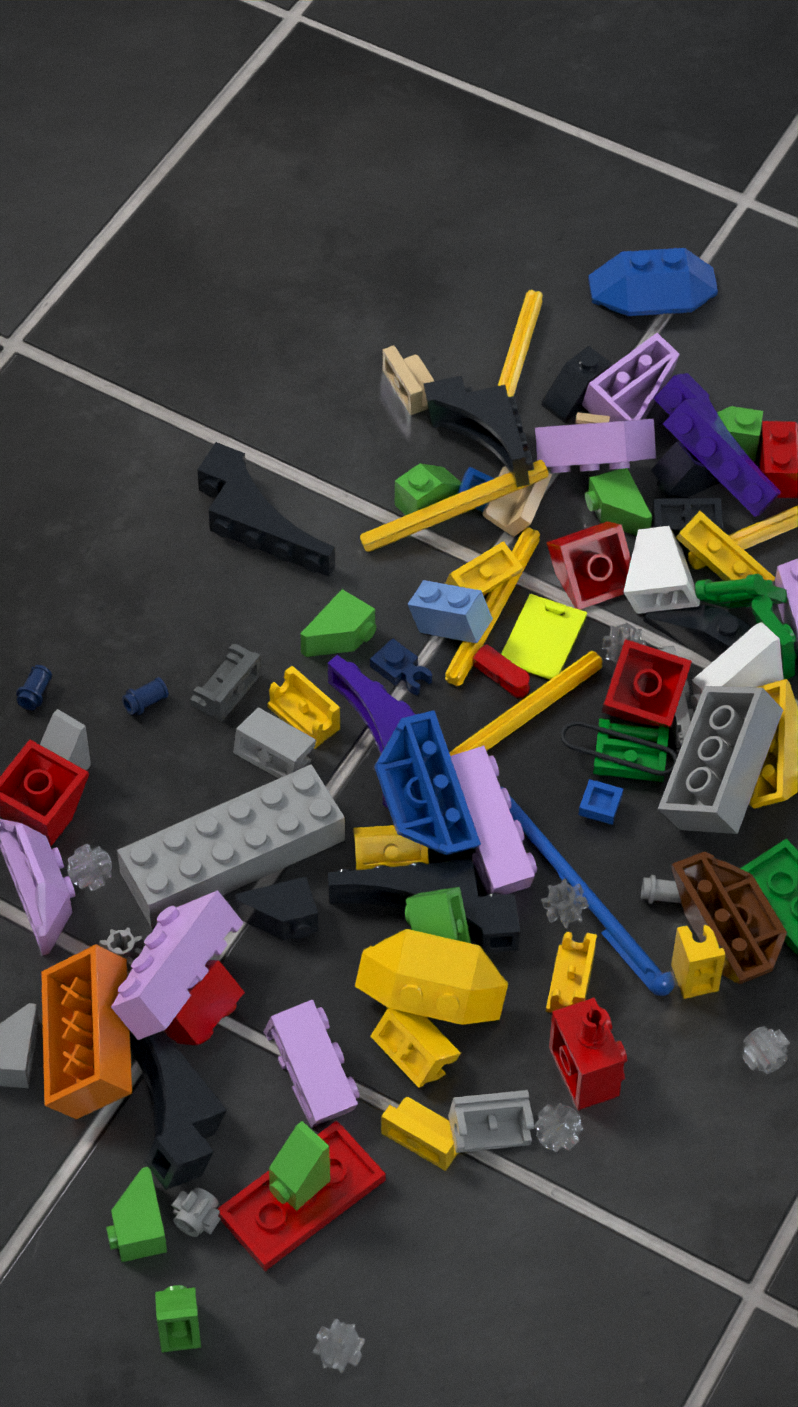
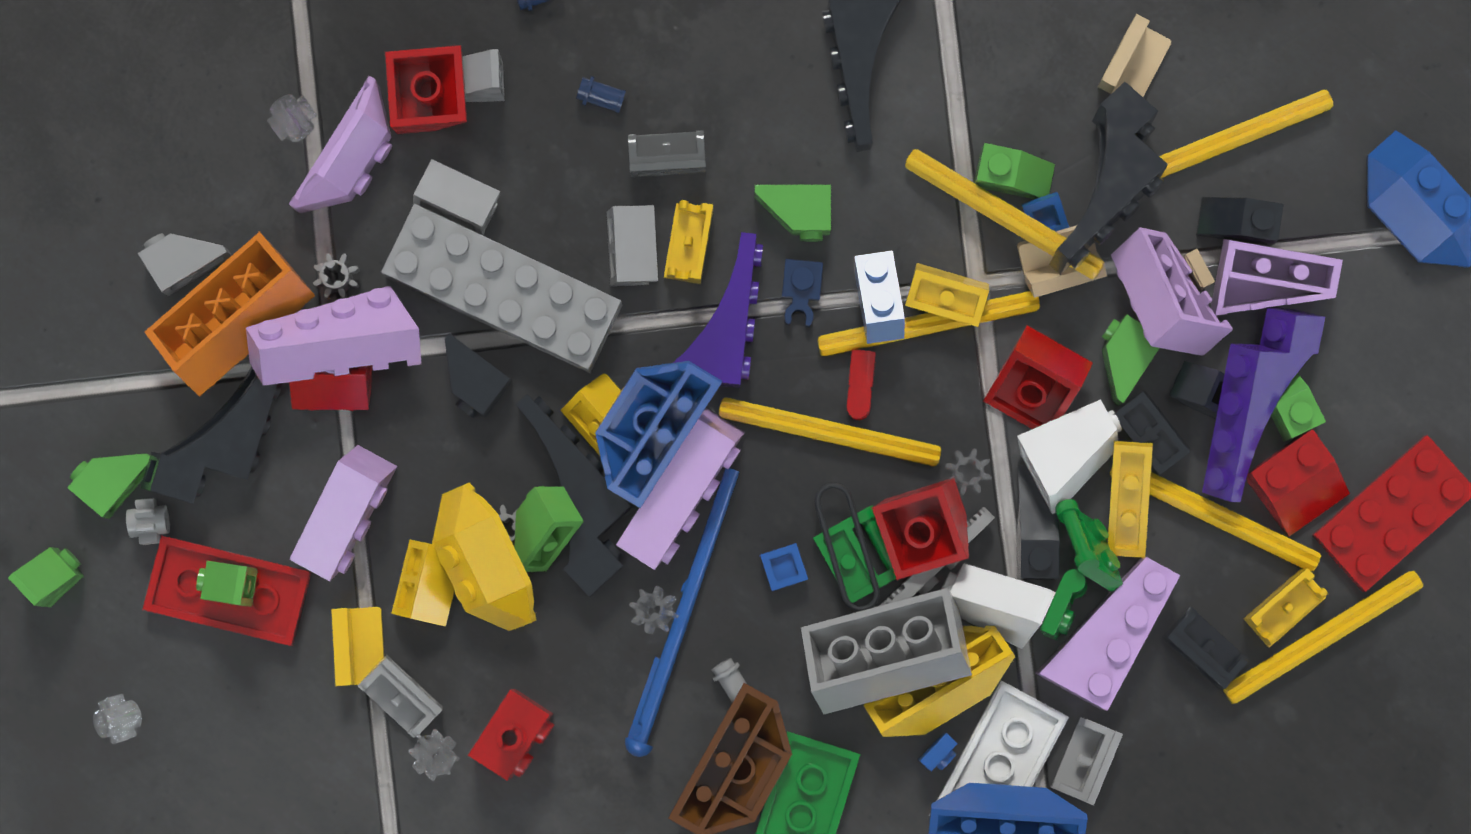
camera: 50 degrees right, 30 degrees up
(89, 867) = (392, 187): clear gear -> none
(132, 826) = (456, 197): none -> light grey hinge
(543, 636) = (929, 390): neon yellow container -> none
(571, 972) = (589, 663): yellow hinge -> none
(696, 964) = (664, 771): yellow hinge -> none

